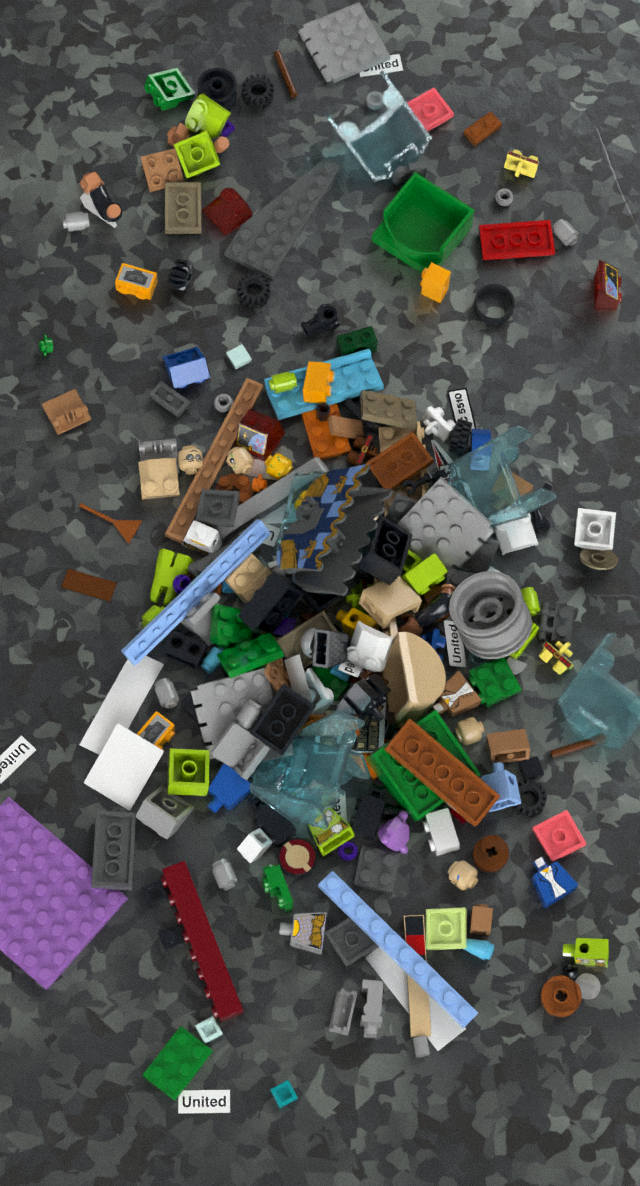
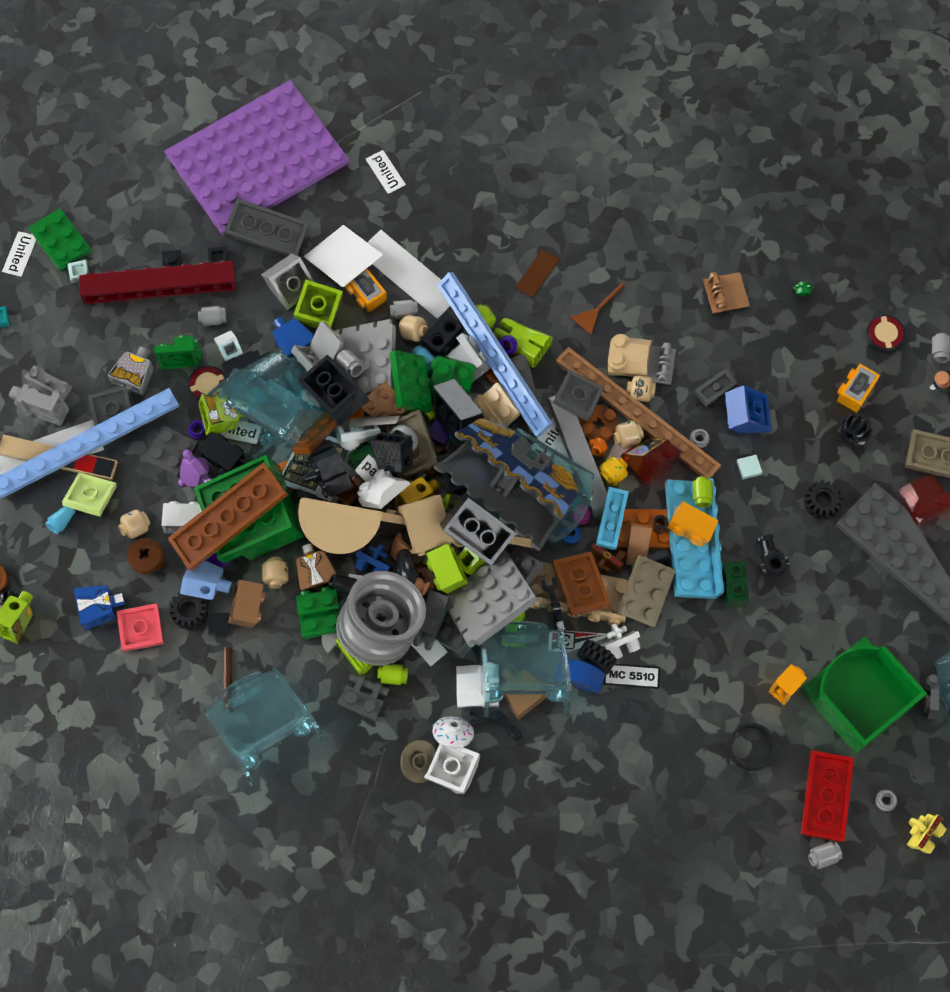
camera: 110 degrees right, 0 degrees up
(72, 270) = (885, 333): none -> tile
(186, 677) = (412, 328): none -> tan head
(201, 539) = (552, 376): white torso -> none
(330, 450) = (612, 518): none -> medium azure plate
(463, 660) = (342, 583): none -> black cone
(480, 920) = (85, 527): medium nougat brick -> none
(549, 651) = (325, 686): light yellow hips -> none
(568, 542) = (453, 732): none -> white dish
(606, 287) = (742, 877): slope -> none

